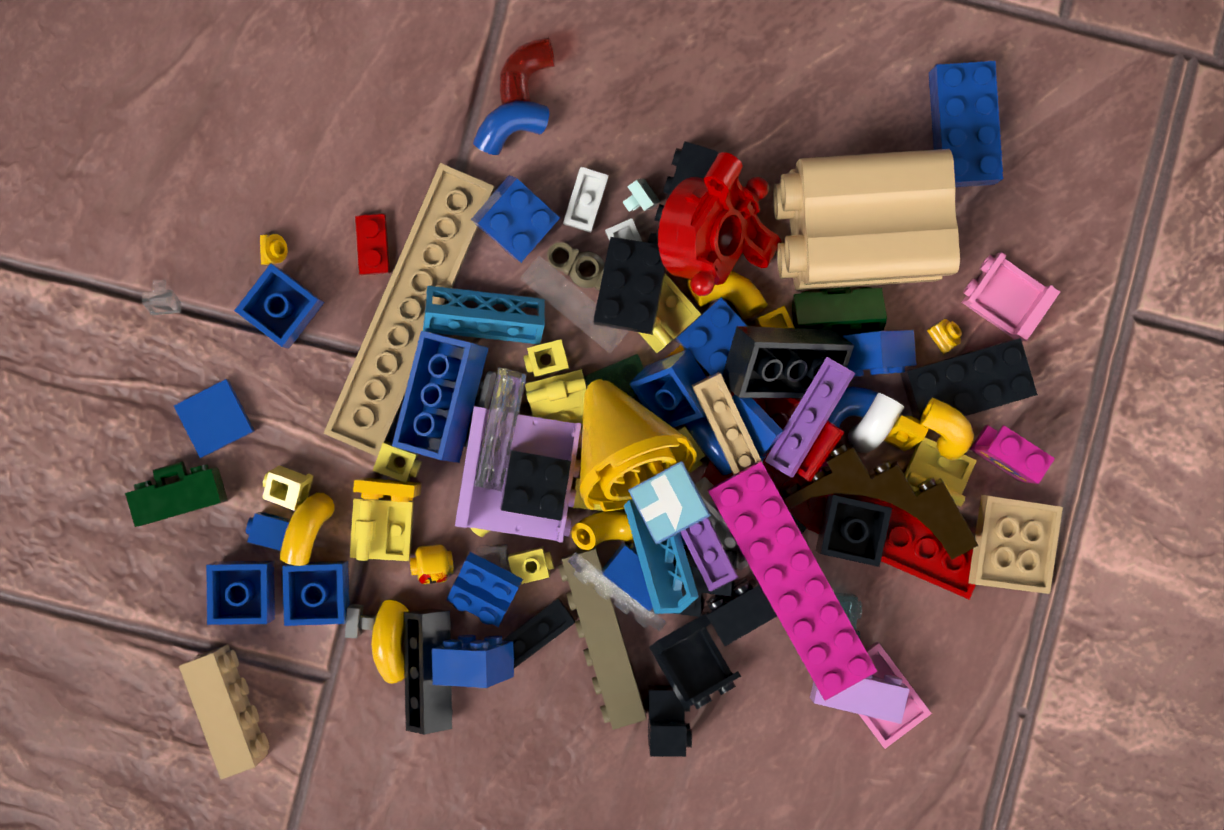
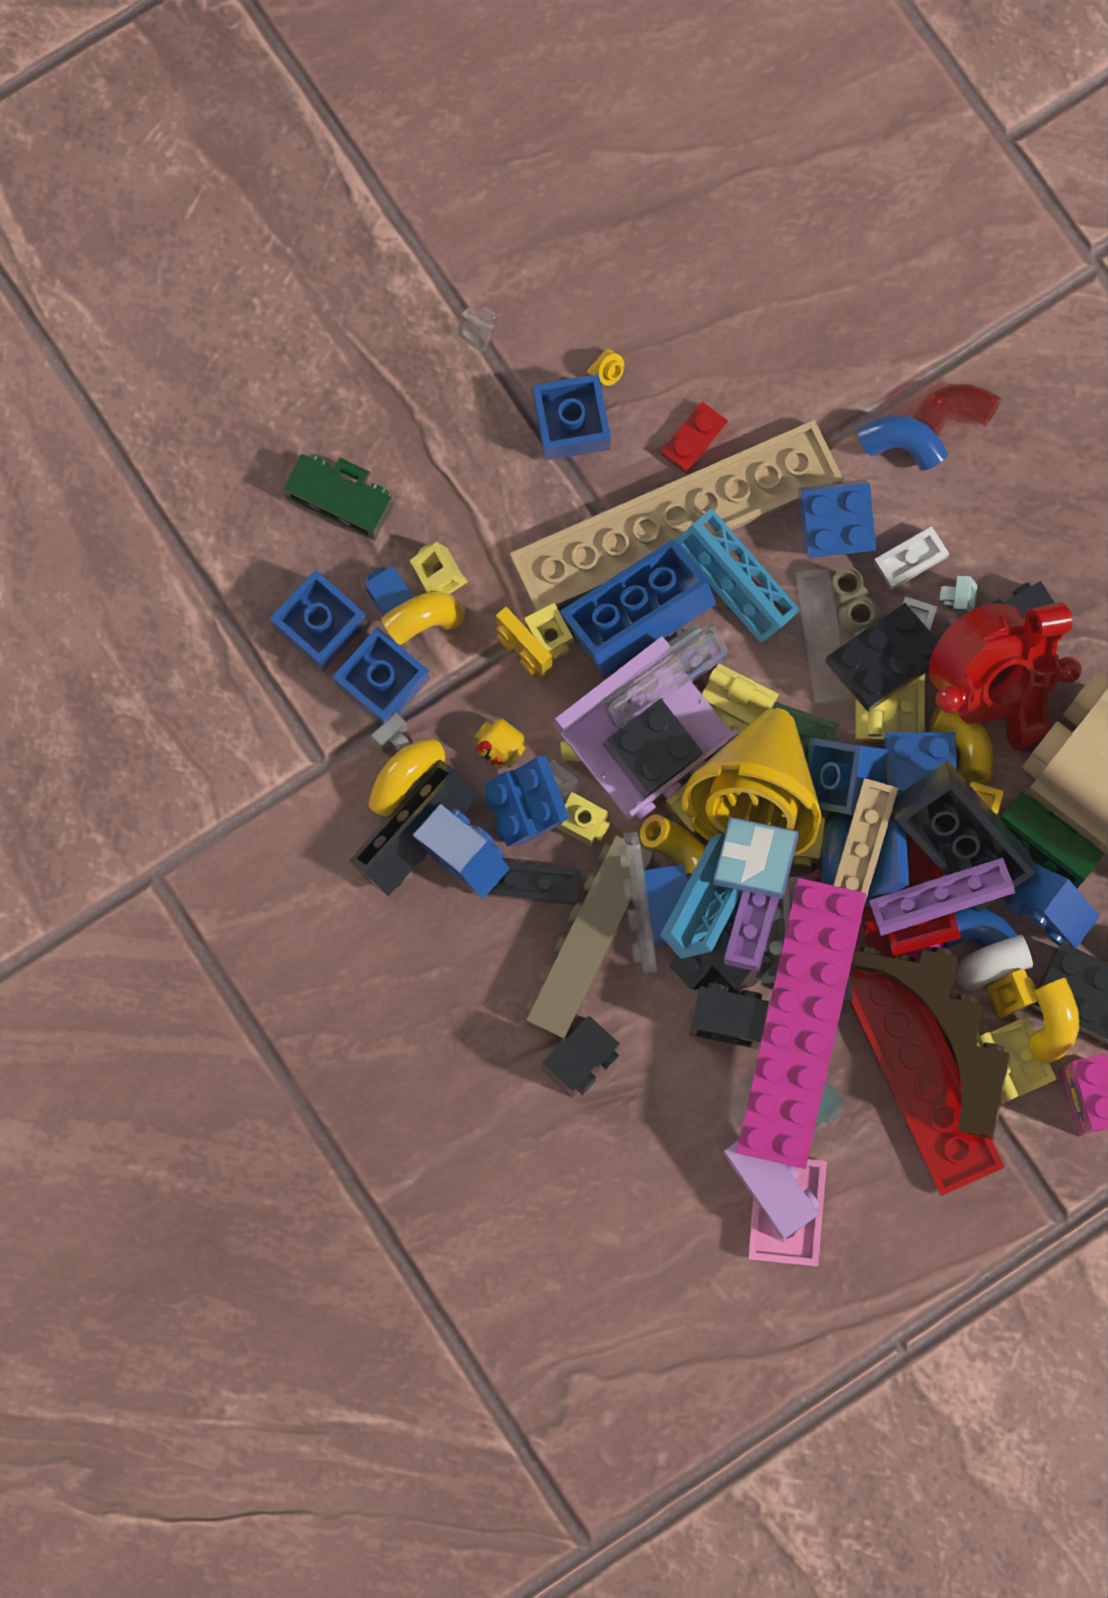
camera: 40 degrees right, 10 degrees down
(214, 418) = (428, 462): blue tile -> none
(225, 711) = (214, 705): tan brick -> none
(381, 530) = (484, 676): light yellow plate -> none
(558, 358) = (768, 654): light yellow brick -> none
(693, 663) = (649, 1025): black panel -> none
(853, 530) = (893, 1033): black brick -> none
(1015, 544) = (1026, 1182): tan plate -> none

